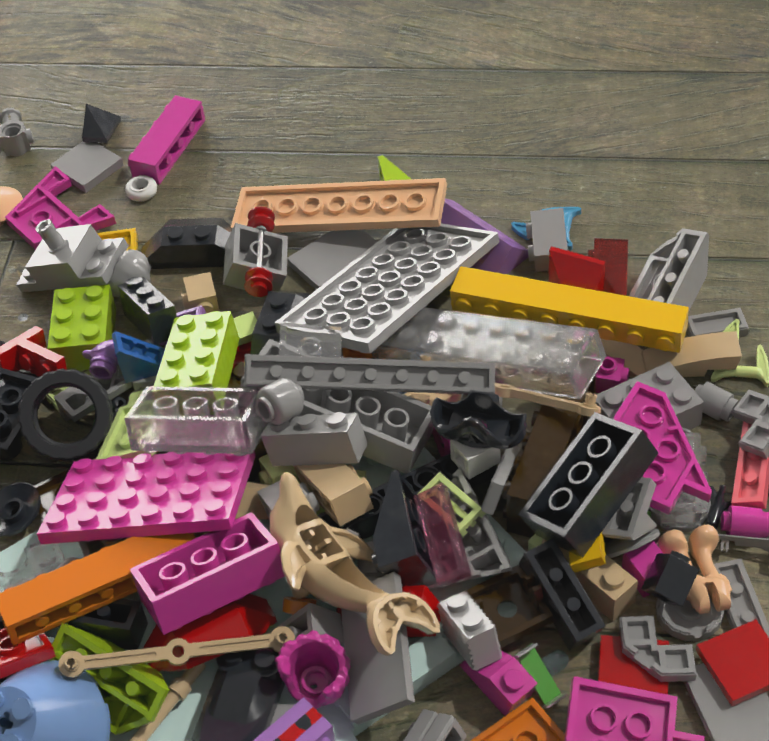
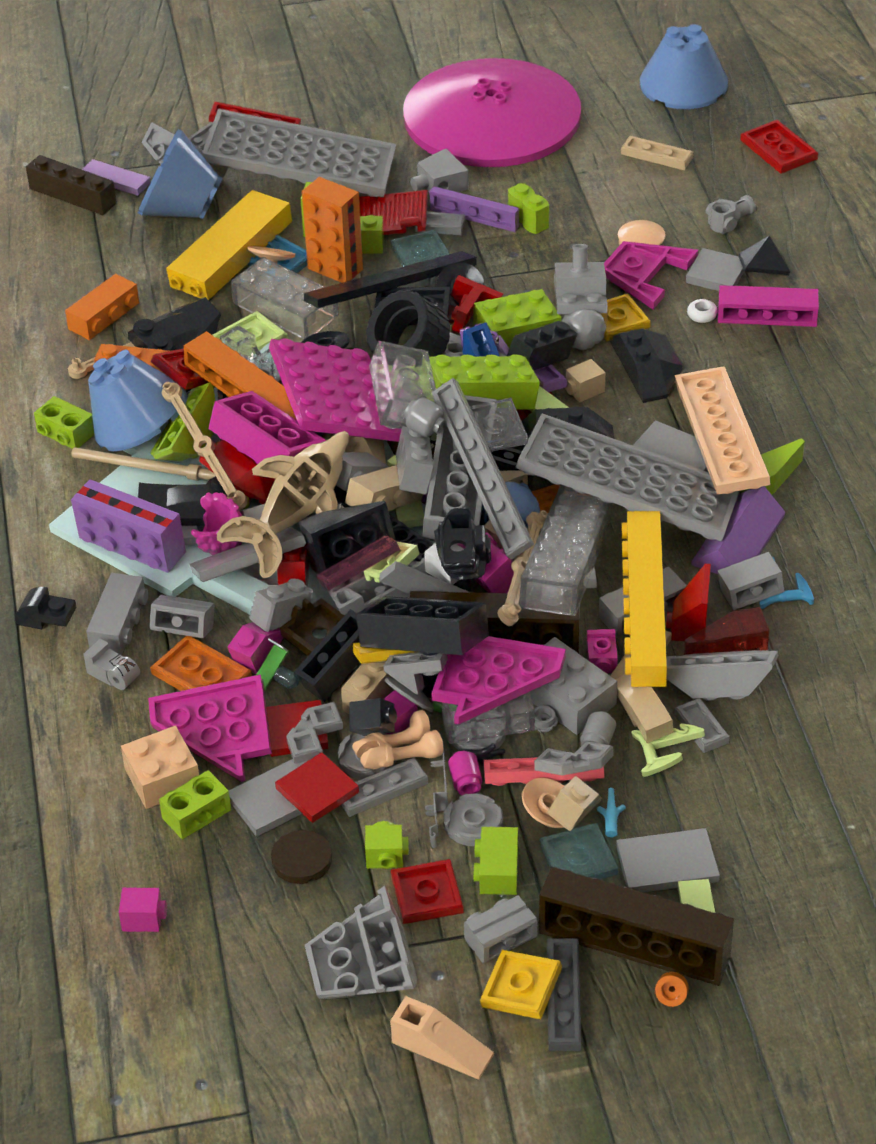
camera: 70 degrees right, 5 degrees down
(255, 255) = (631, 393): light grey brick -> none

